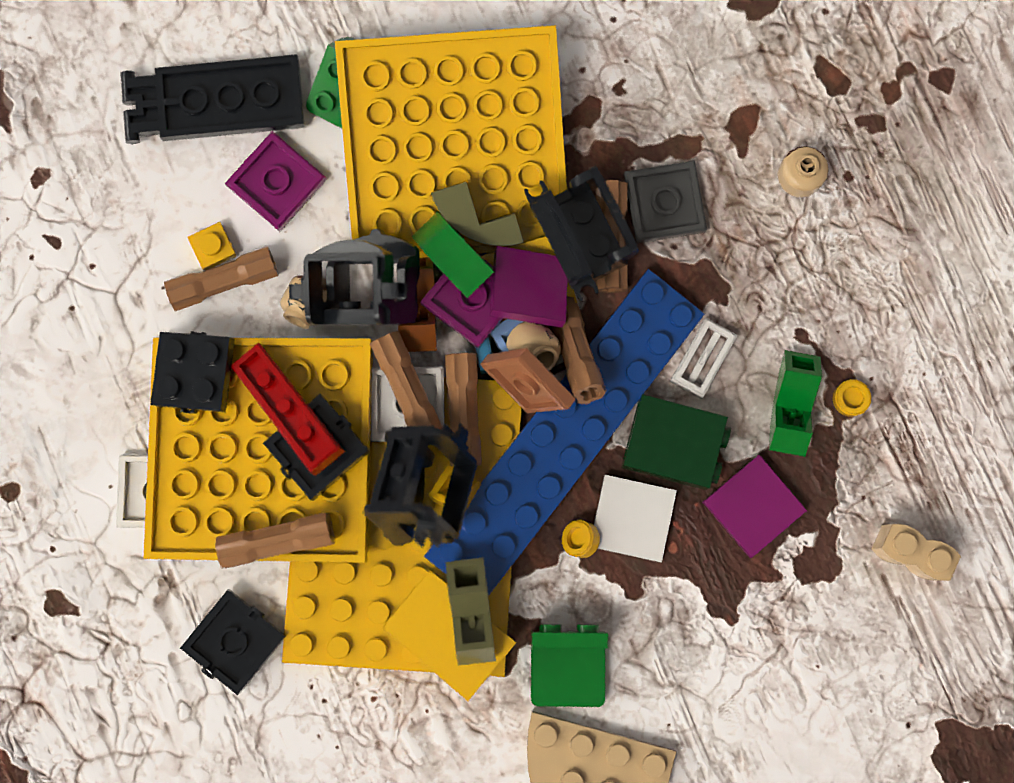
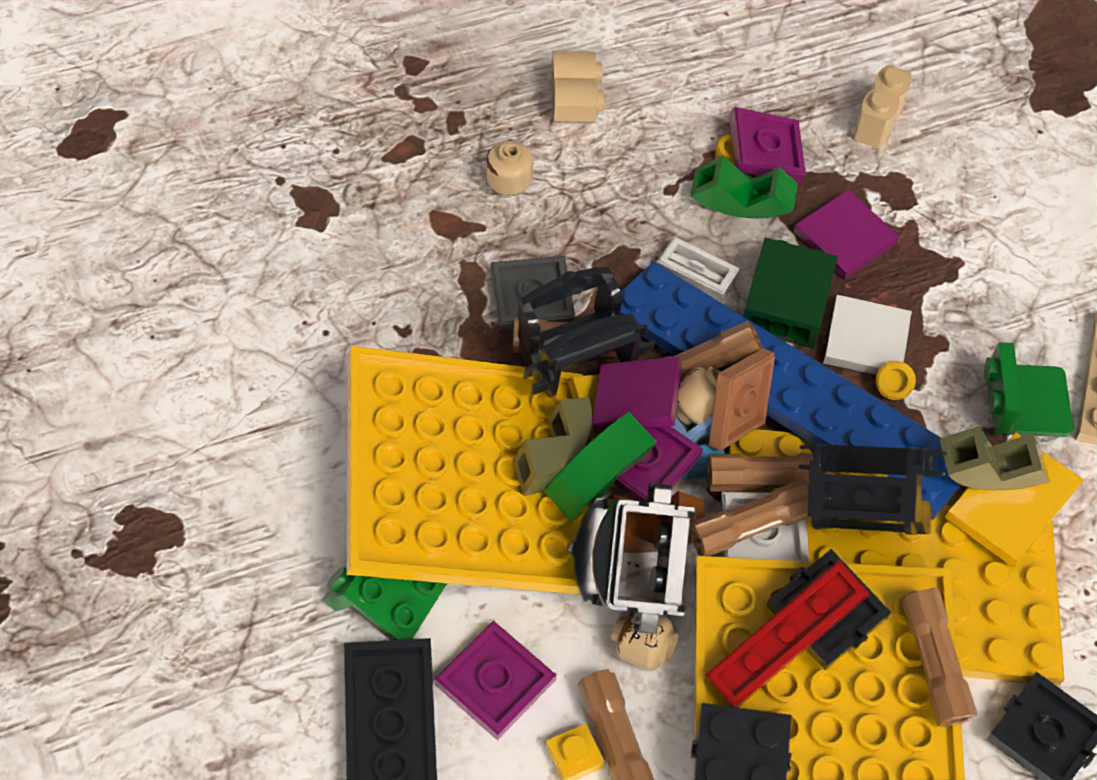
camera: 90 degrees left, 25 degrees down
(857, 430) = (766, 142): none -> magenta tile
(918, 236) = (575, 86): none -> tan brick

